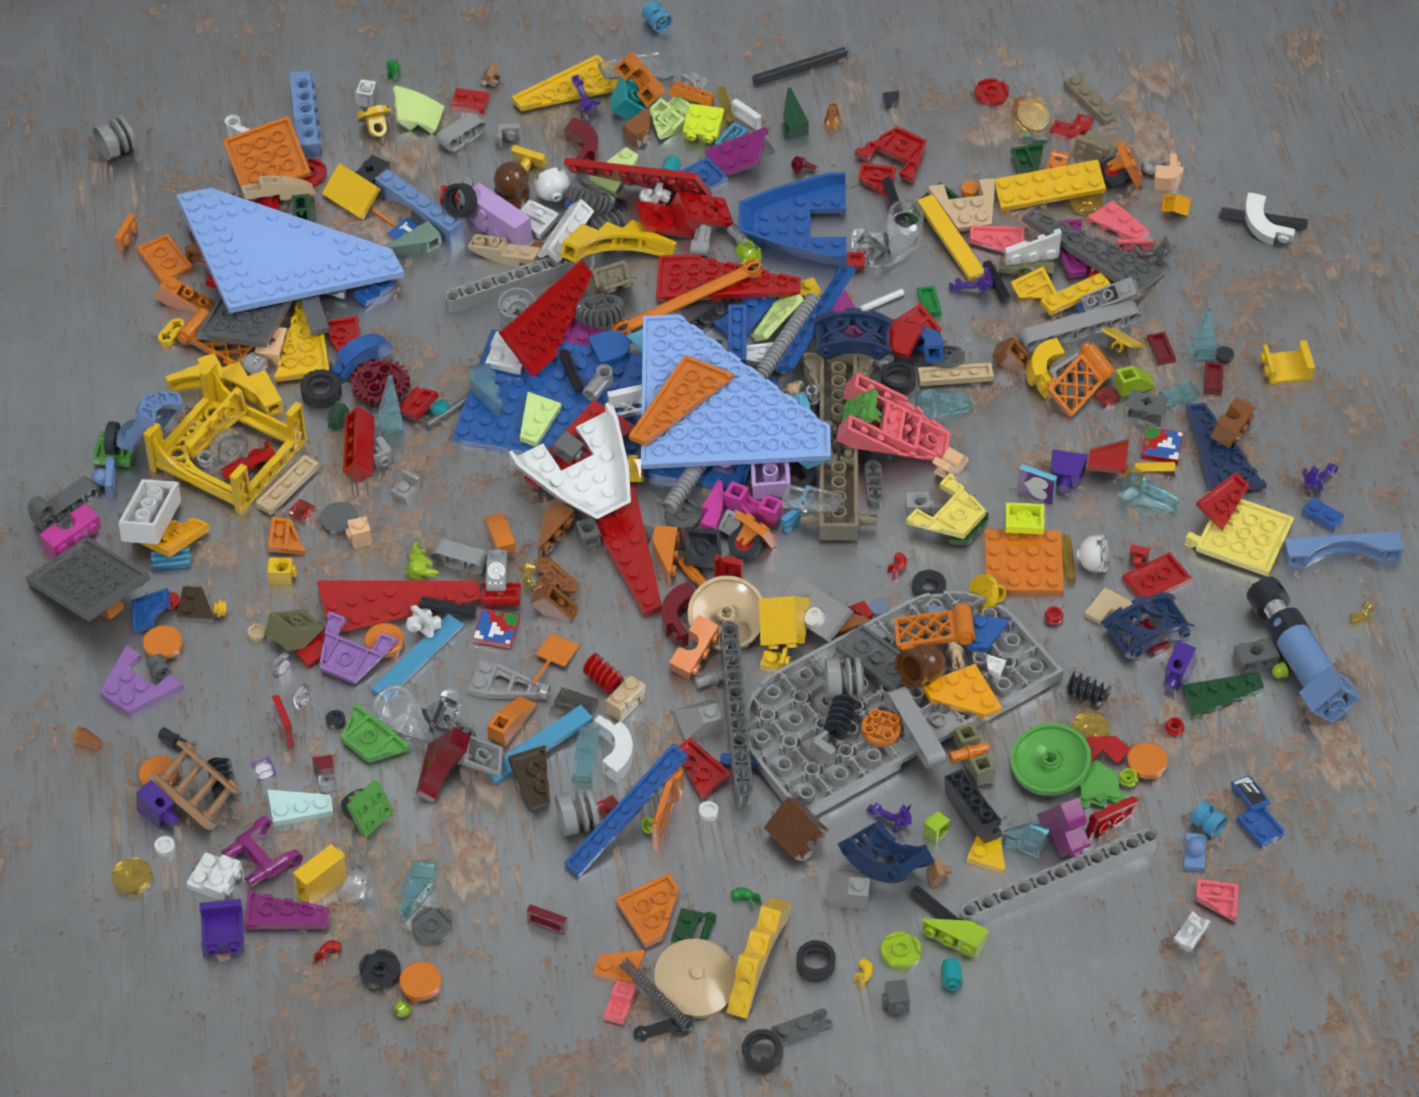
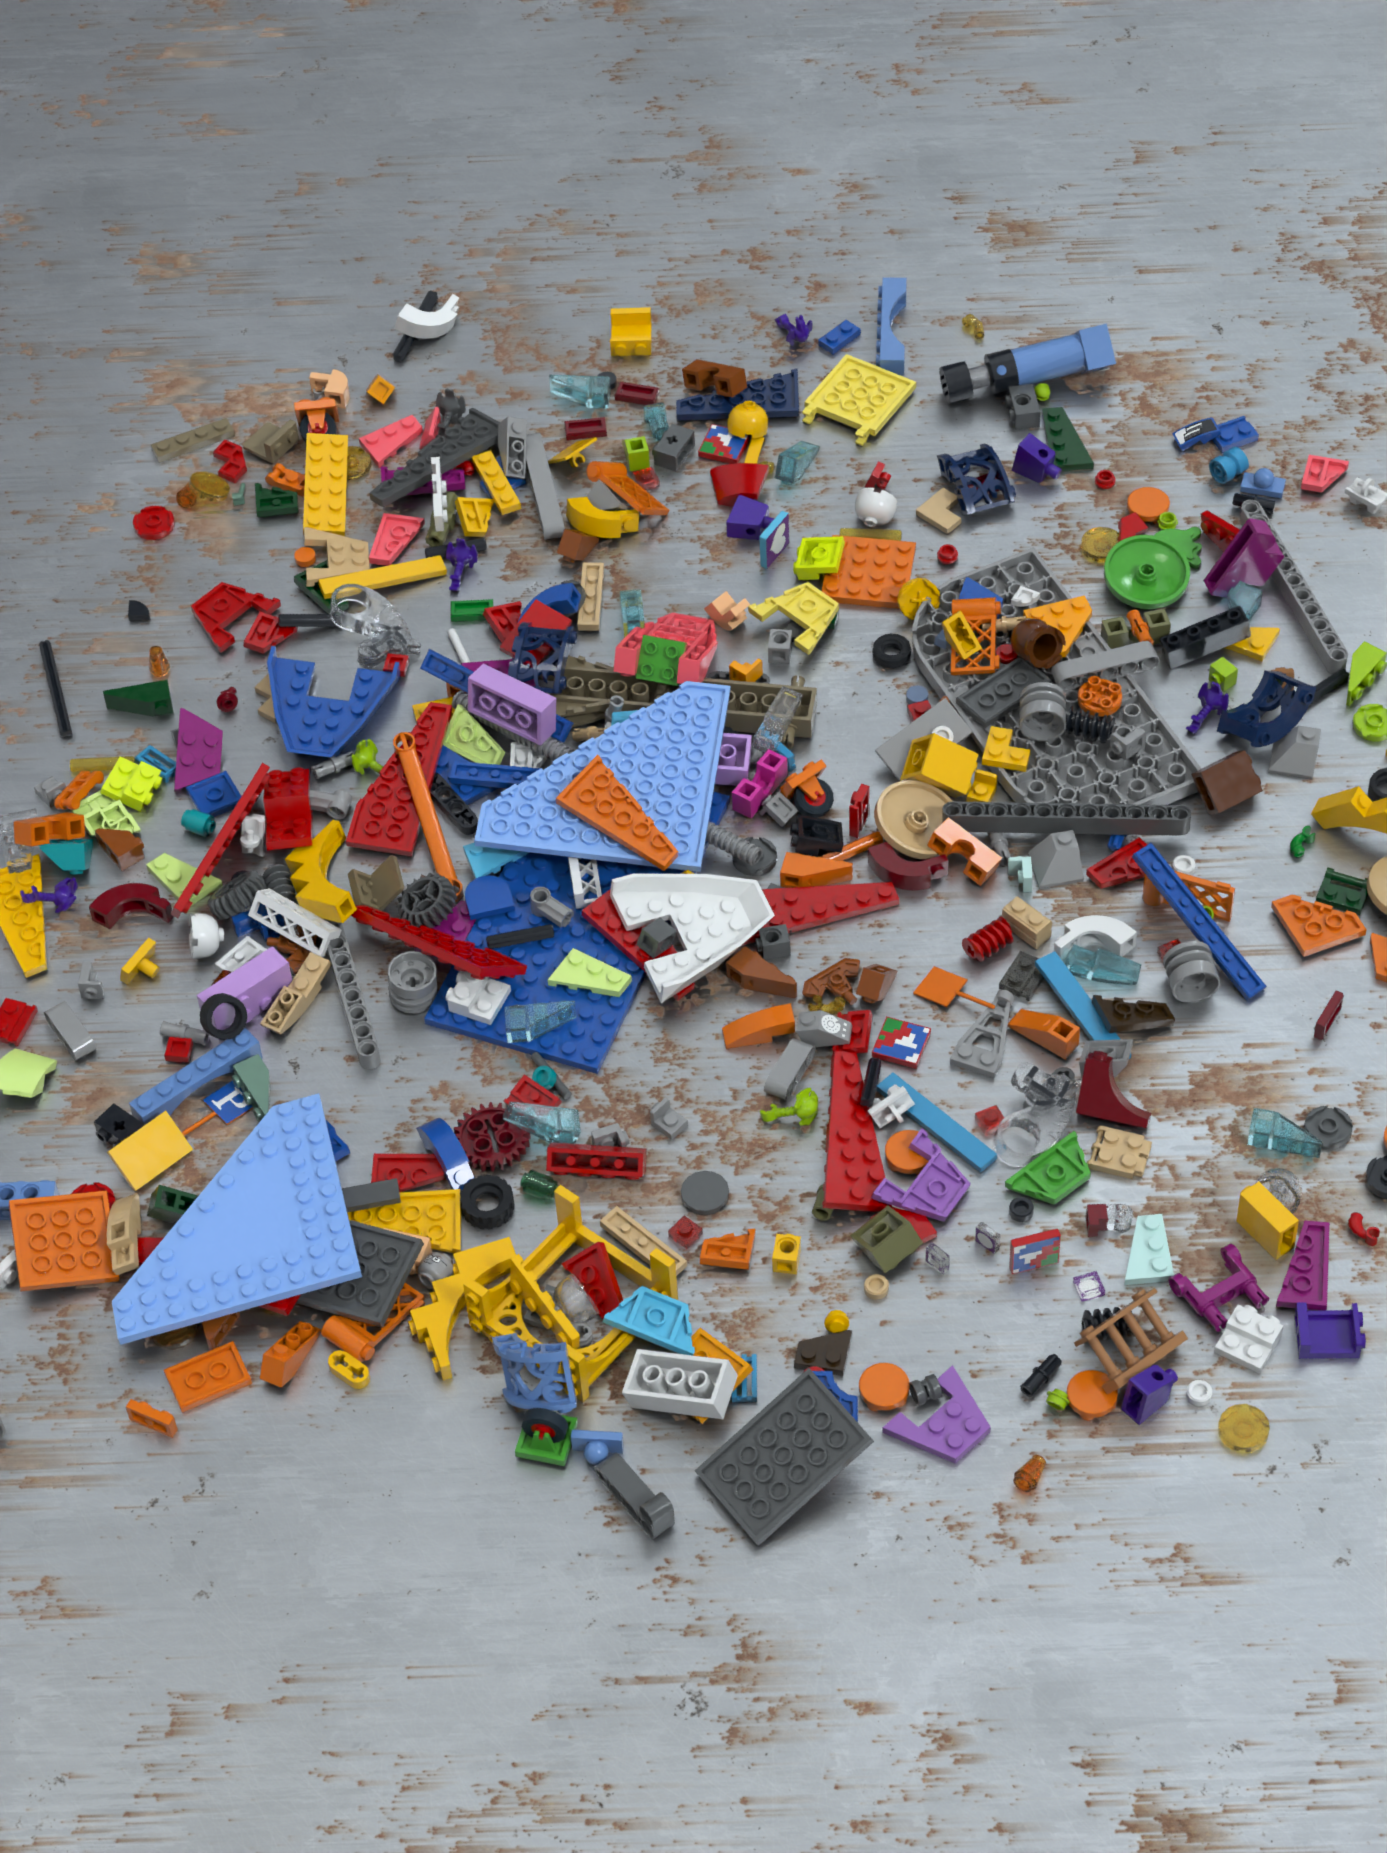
camera: 80 degrees left, 0 degrees up
(84, 523) = (673, 1471): dark pink arch -> none
(152, 750) = (1057, 1399): none -> lime plate
(206, 491) = (654, 1319): none -> medium azure wing
(359, 532) = (738, 1167): light nougat brick -> none
(367, 807) = (1161, 1180): bright green plate -> none
(374, 116) = (22, 1118): yellow tile -> none
(397, 780) = (1120, 1153): none -> tan plate
(422, 693) = (989, 1119): none -> clear red plate
(512, 182) = (185, 977): reddish brown tile -> none
(682, 695) = (1023, 868): none -> light aqua bracket
(713, 508) = (757, 822): dark pink slope -> none
(746, 114) = (128, 741): white tile -> none
(791, 320) = (512, 704): none -> lavender brick
(805, 659) = (1000, 753): none -> yellow plate
(875, 483) = (745, 672): none -> light orange panel
(899, 367) = (591, 632): black tyre -> none
(901, 561) = (855, 670): red arm -> none
(924, 612) = (960, 635): none -> yellow slope
(1088, 690) = (1055, 534): black piece -> none
(1157, 576) = (907, 471): red tile -> none
(1166, 844) = (1267, 505): none -> black axle
(1185, 454) = (748, 419): none -> yellow cylinder
(1223, 500) = (820, 399): red wing -> none

